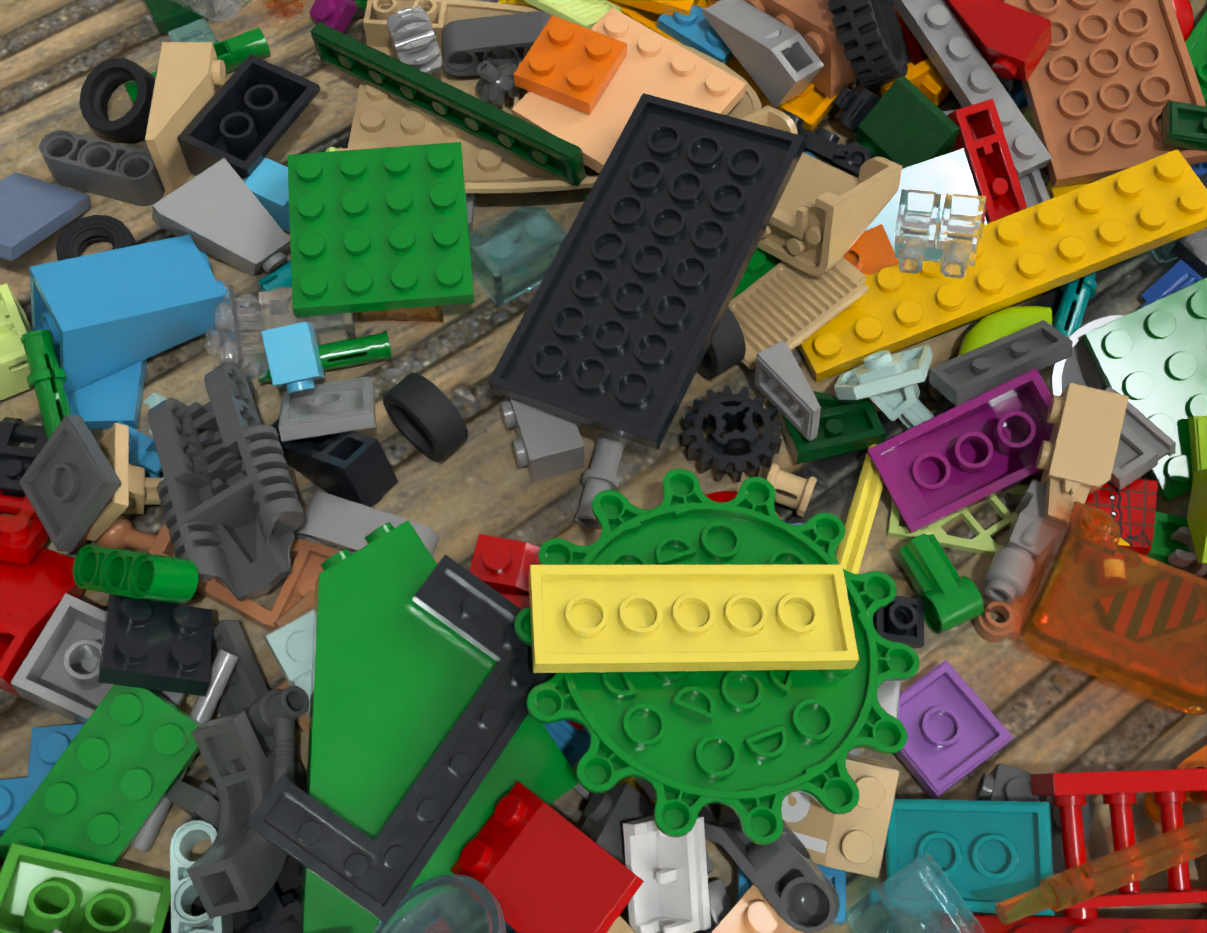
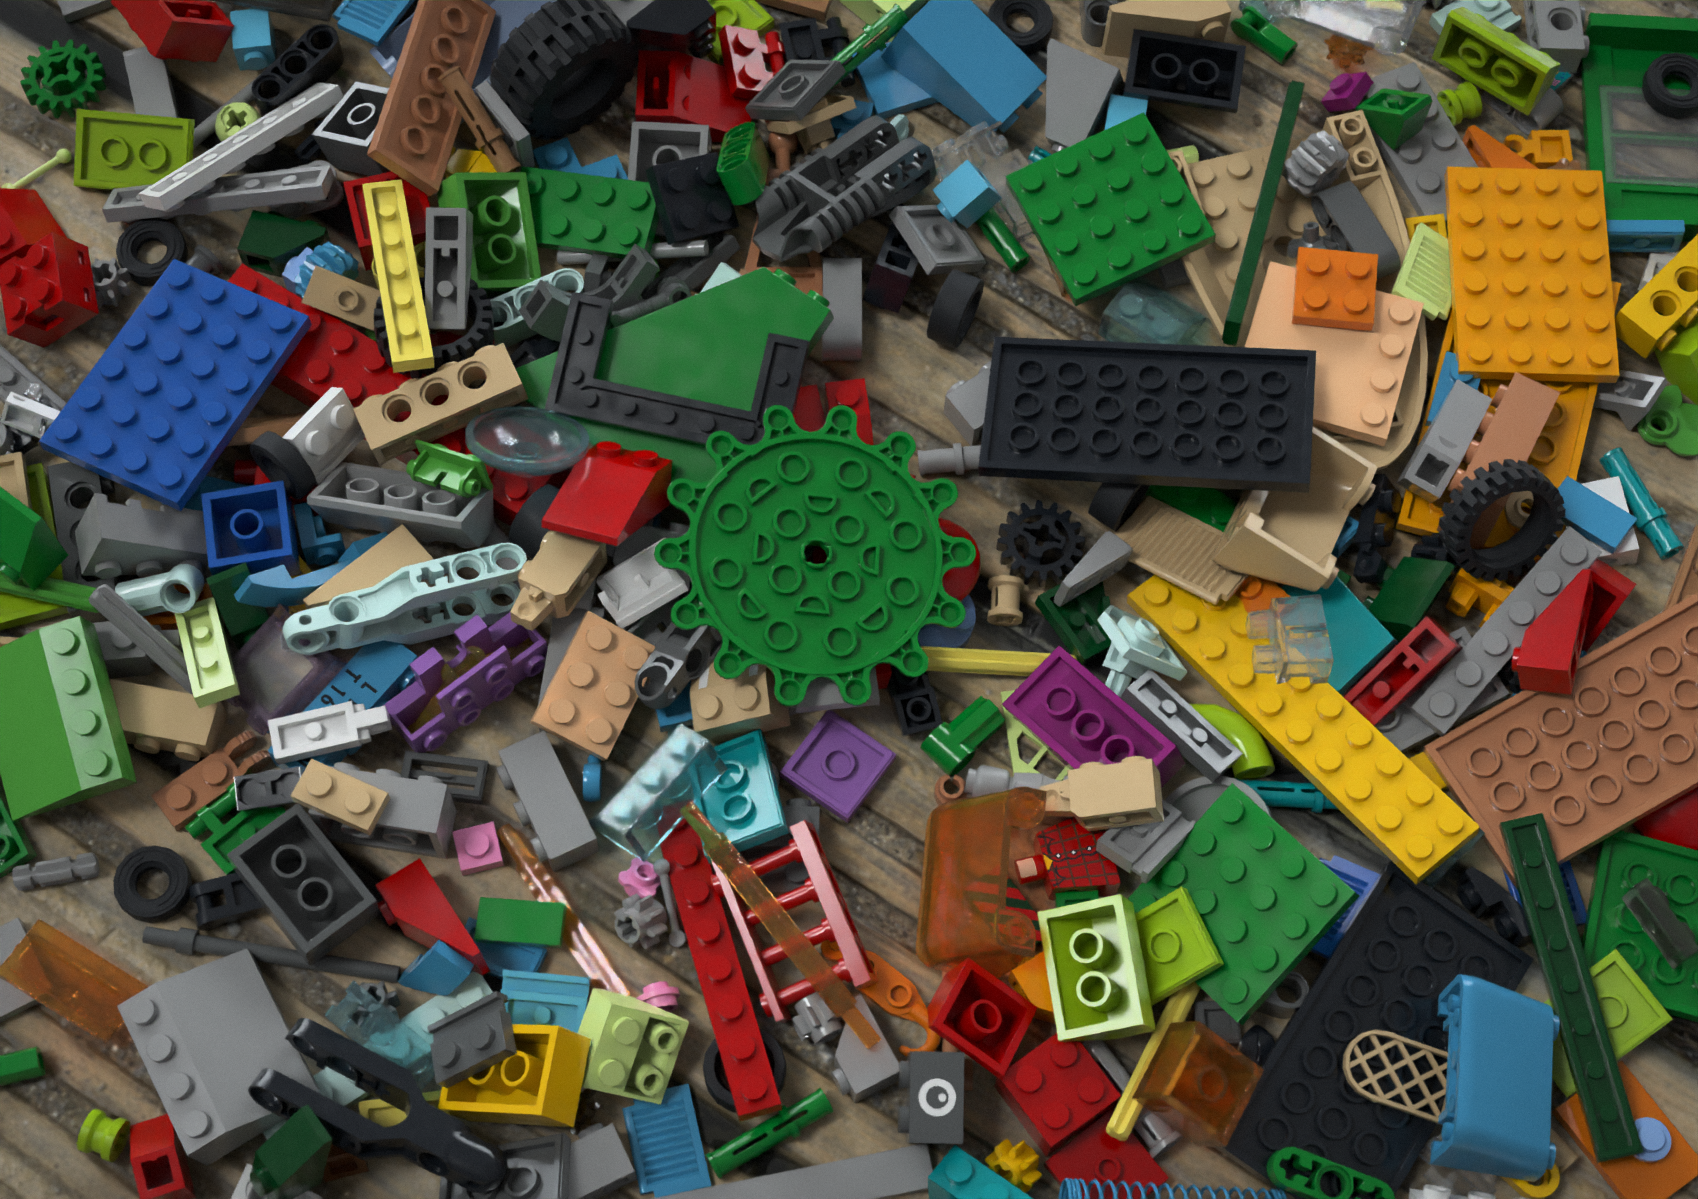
camera: 70 degrees right, 5 degrees up
(689, 618) = (822, 522): light yellow plate -> none

